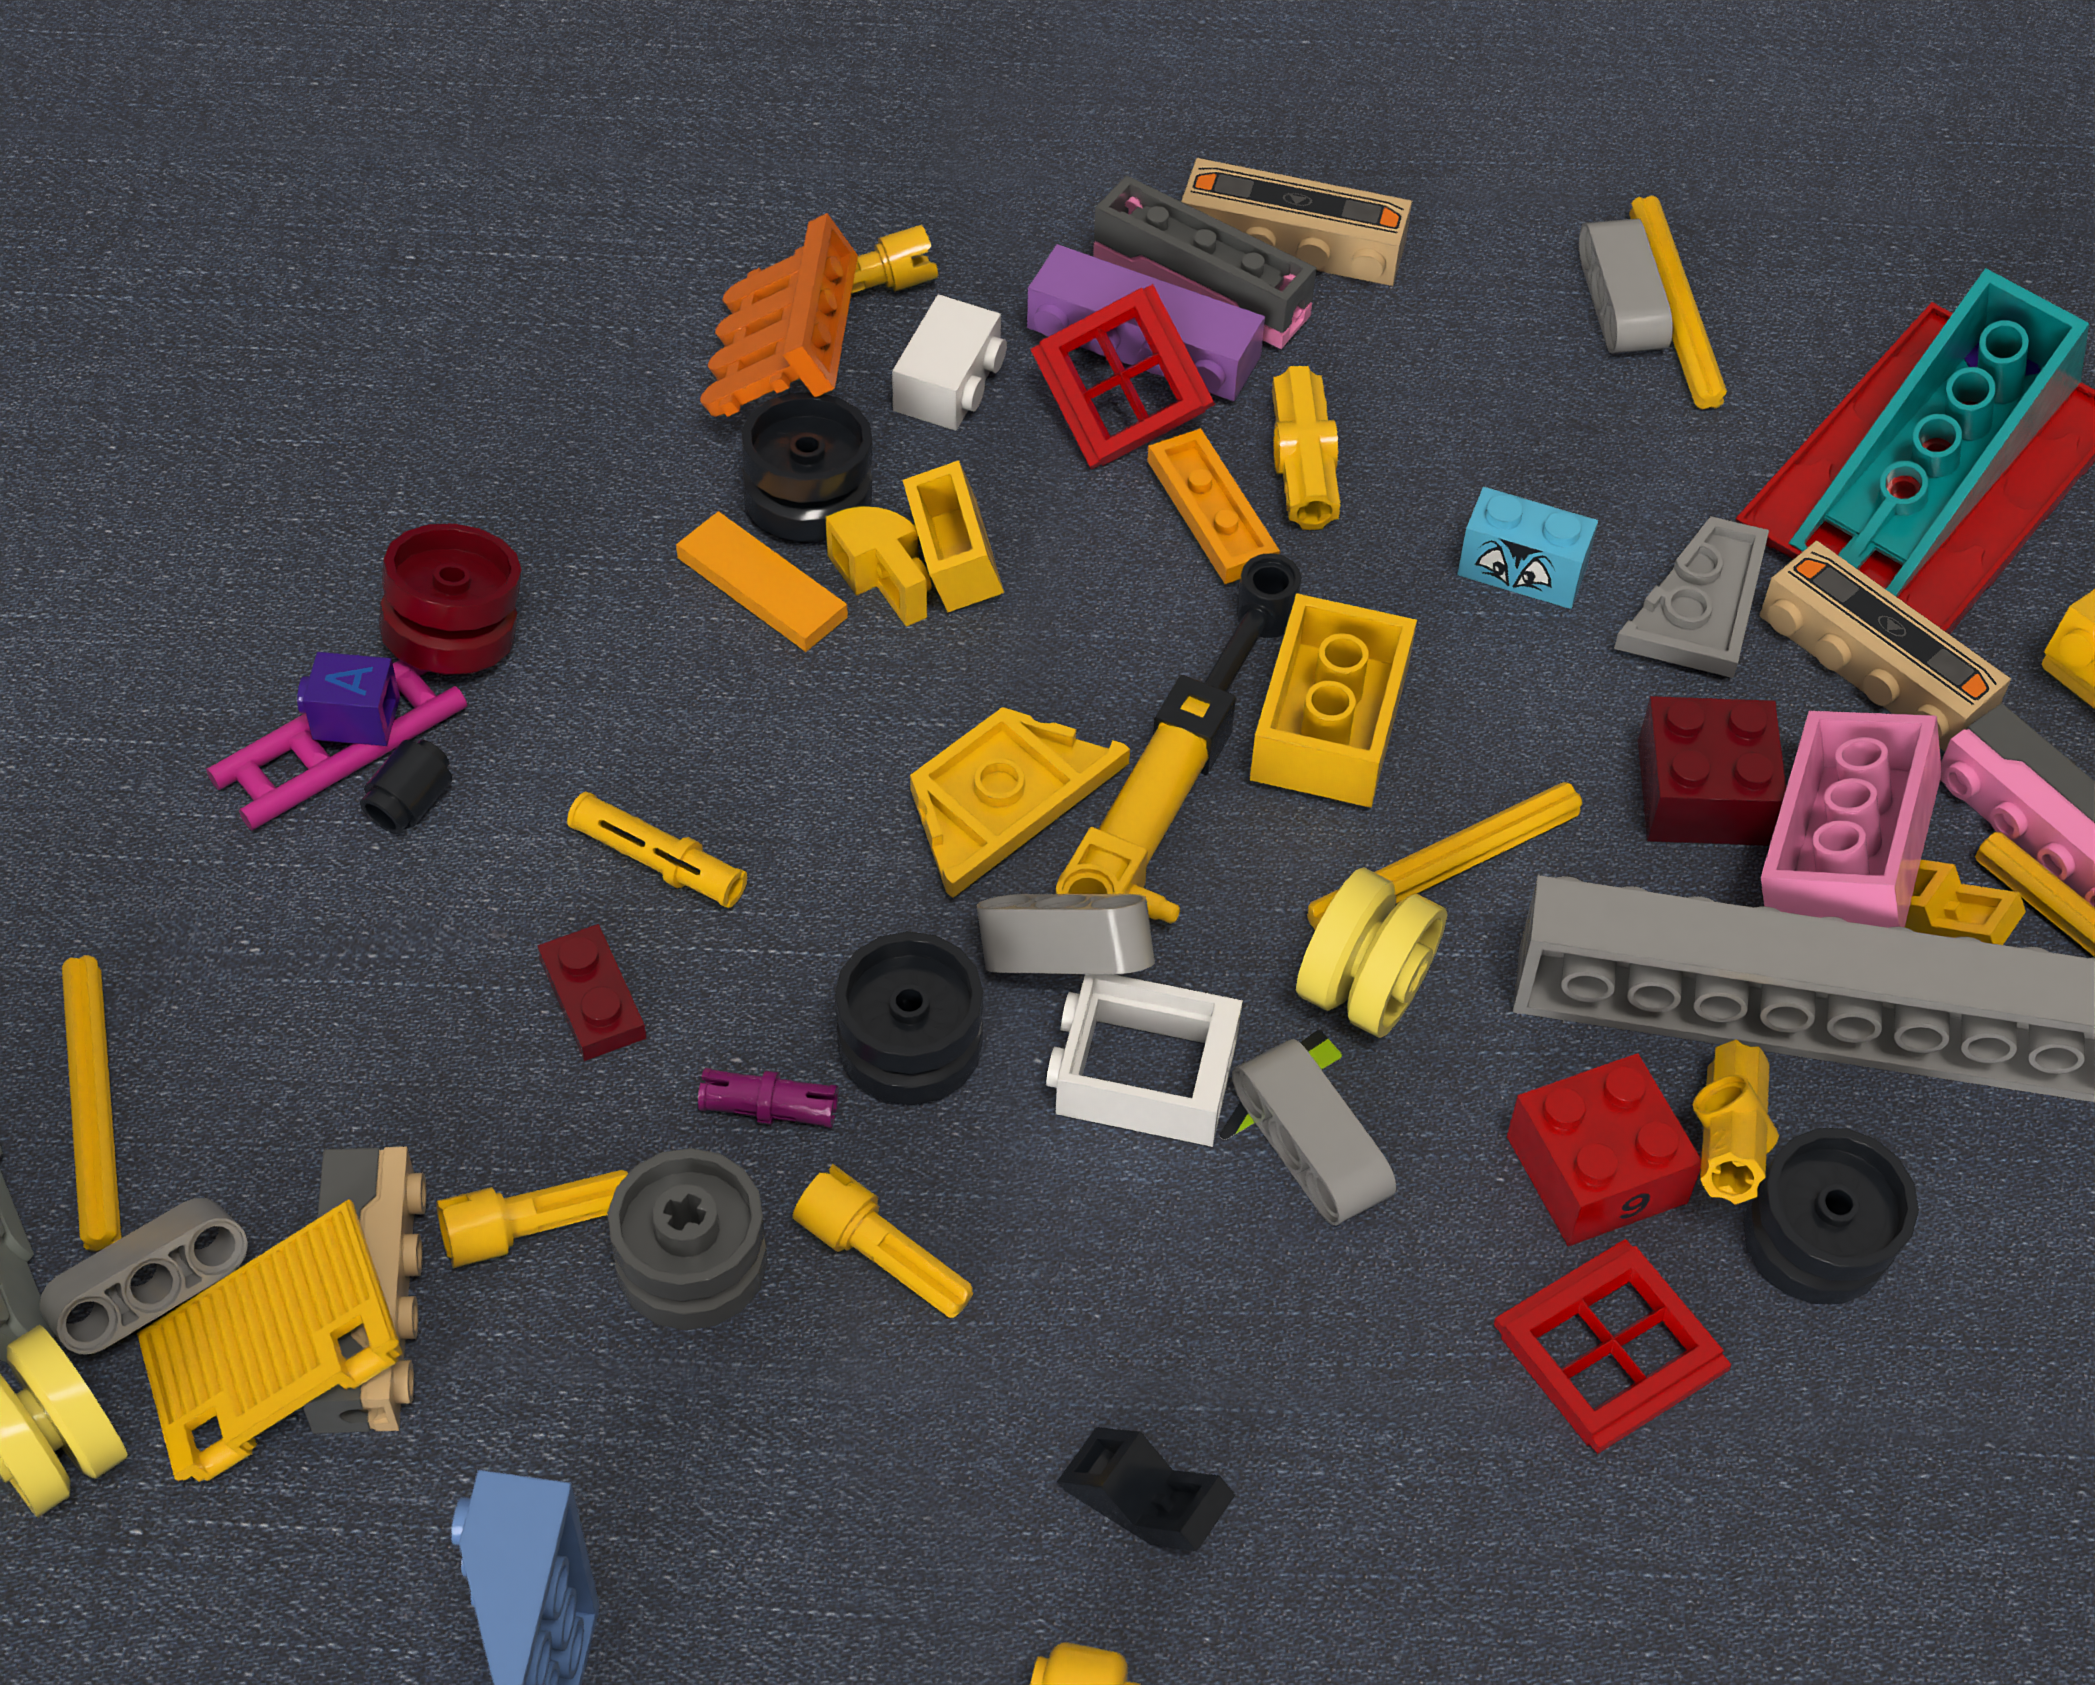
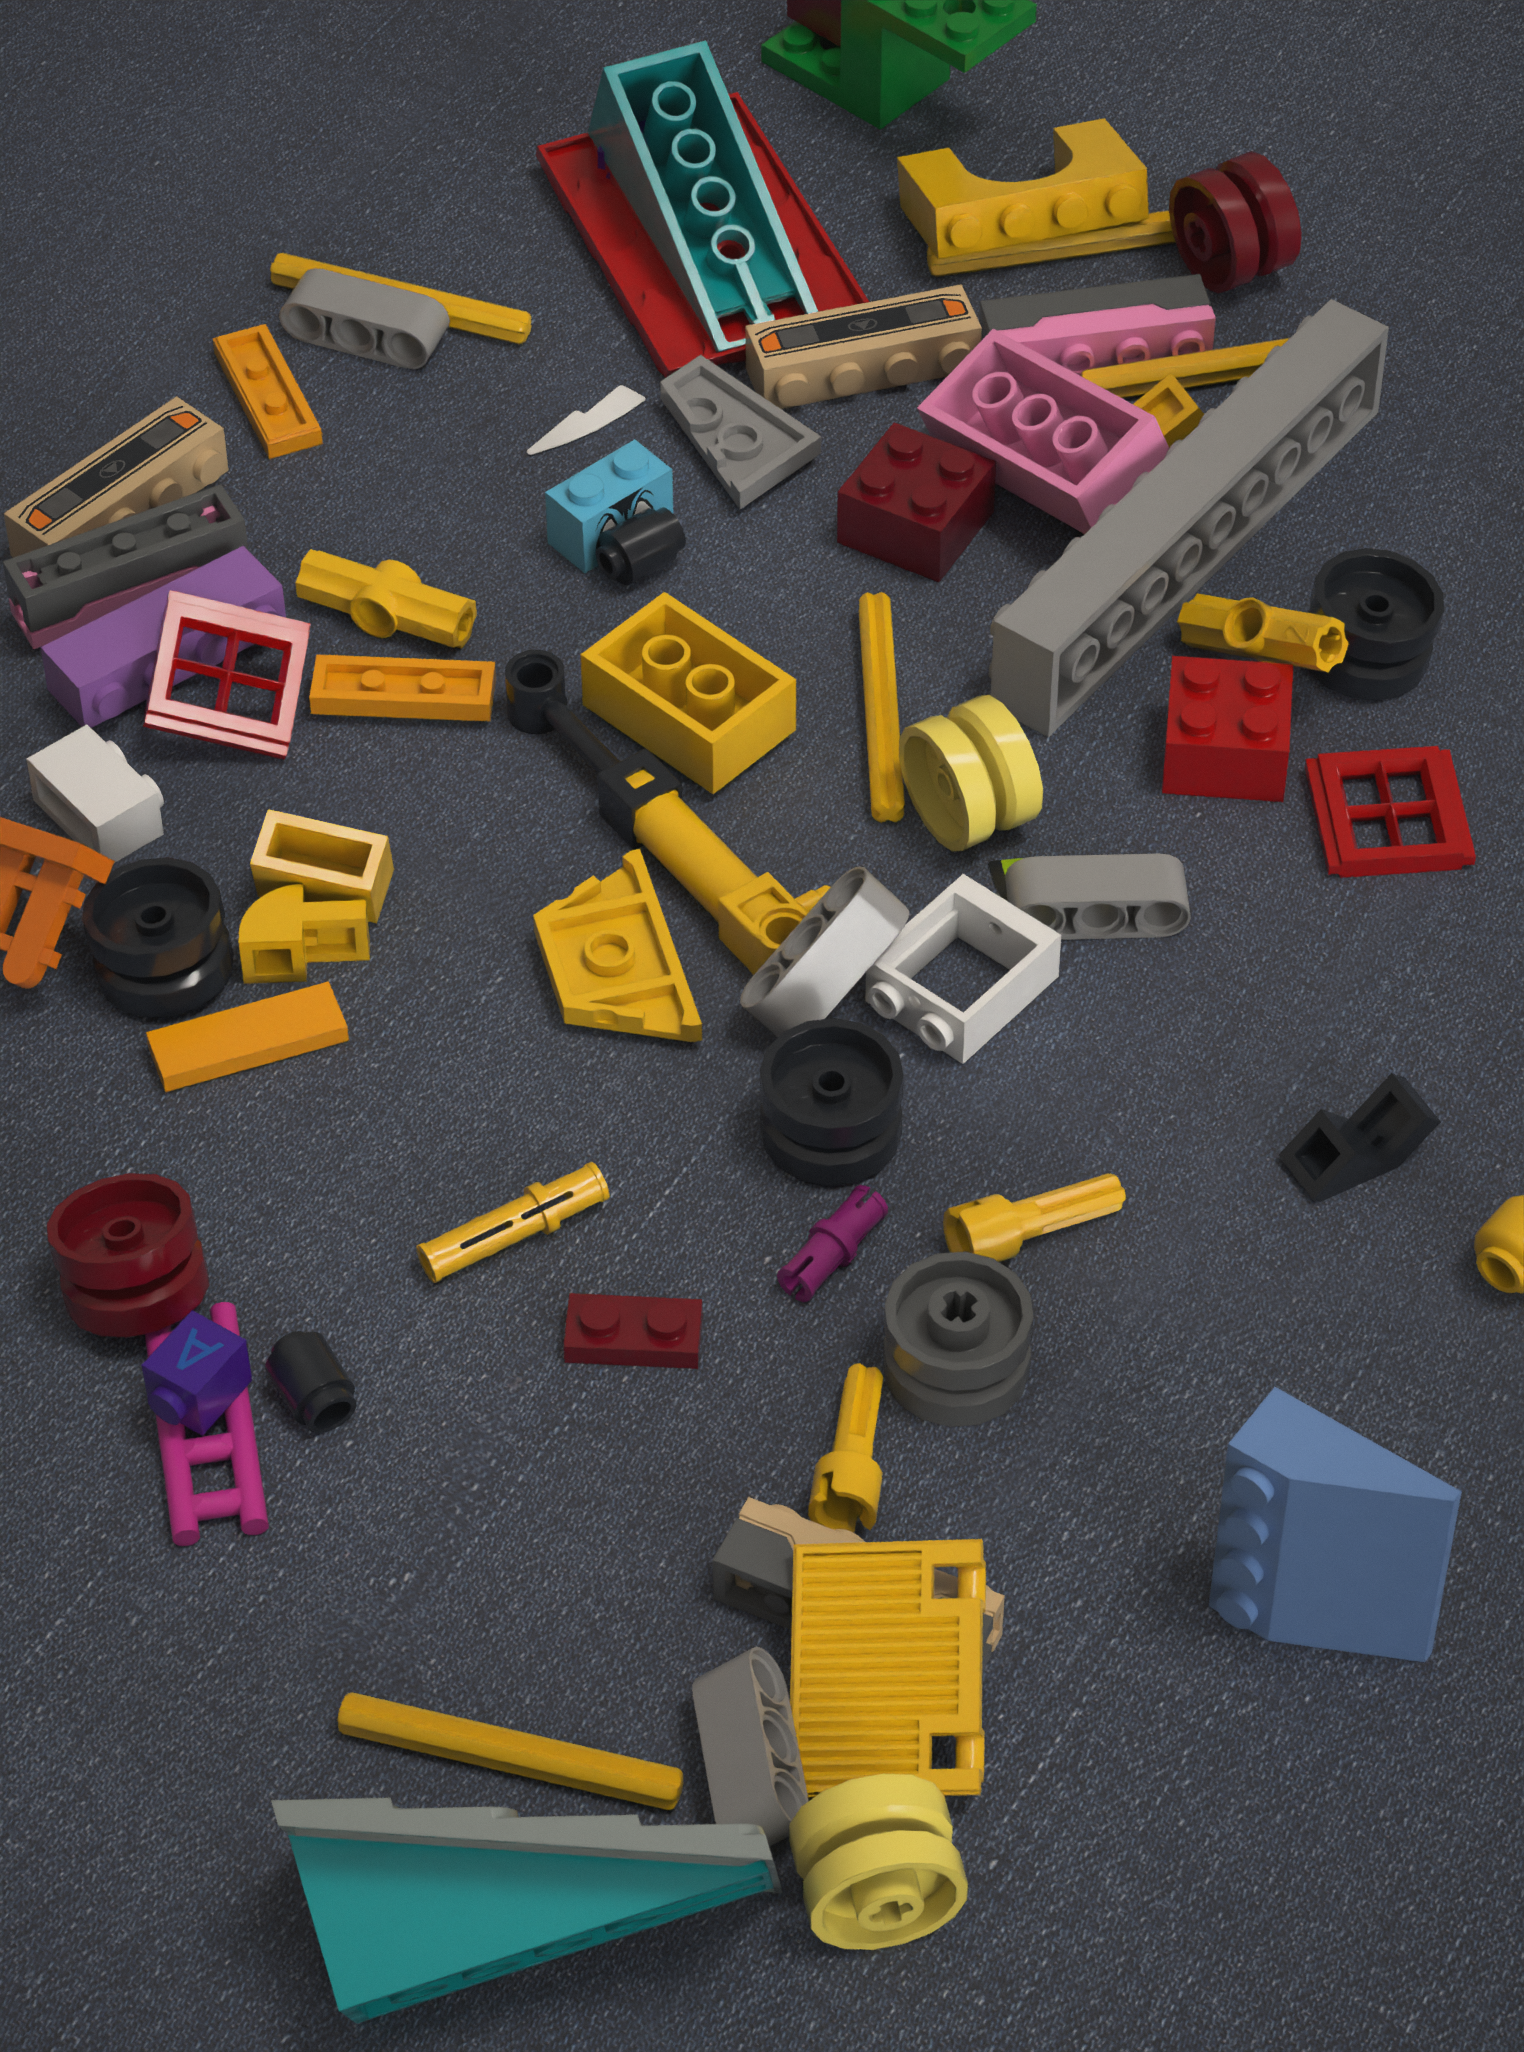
camera: 60 degrees left, 5 degrees down
(1497, 266) = (267, 391): none -> light orange tile
(1498, 591) = (640, 545): none -> black brick
(1641, 495) = (579, 424): none -> white sticker

